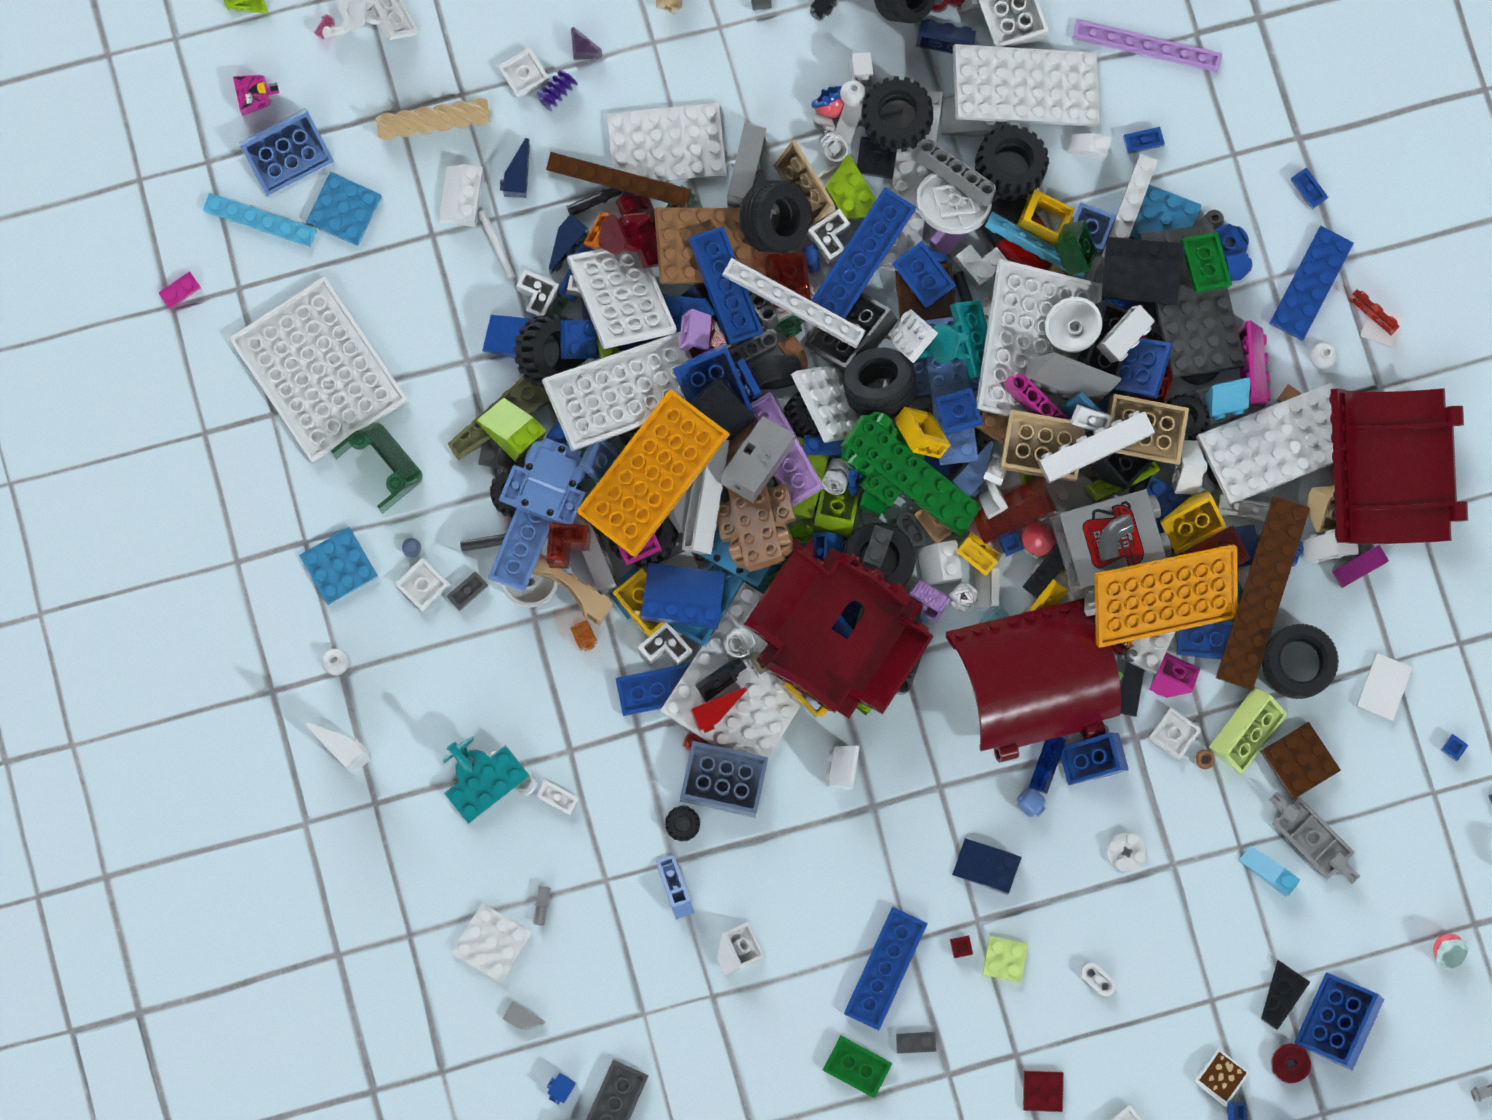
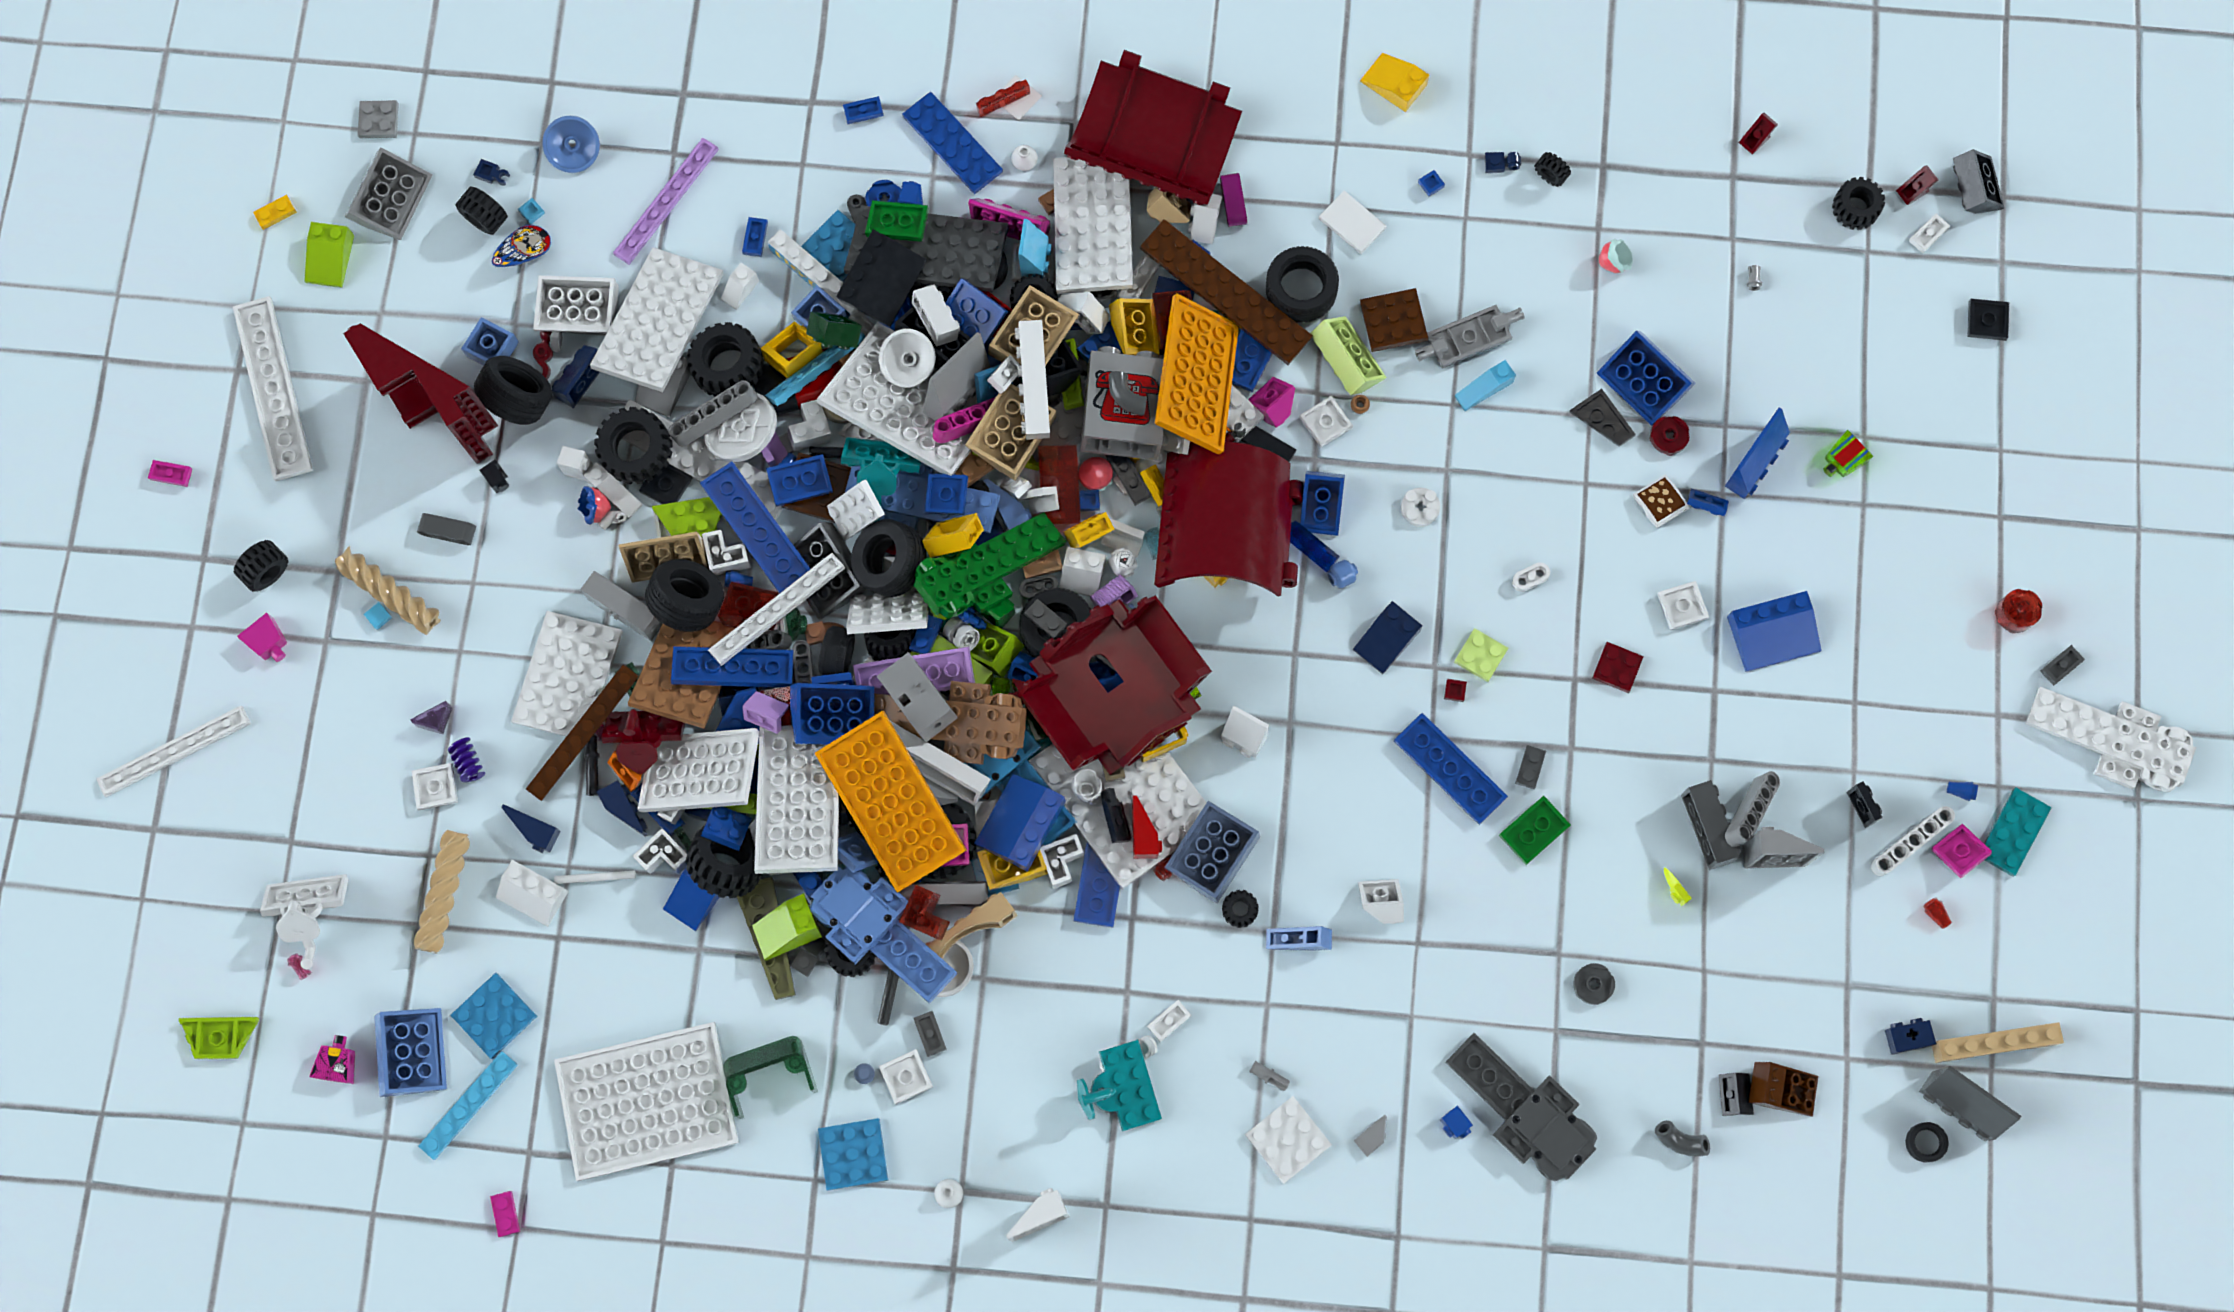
camera: 60 degrees left, 5 degrees down
(584, 636) = (1020, 935): clear orange brick -> none
(723, 407) = (850, 710): black slope -> none
(834, 146) = (639, 517): white wheel -> none
(853, 93) = (595, 478): white brick -> none

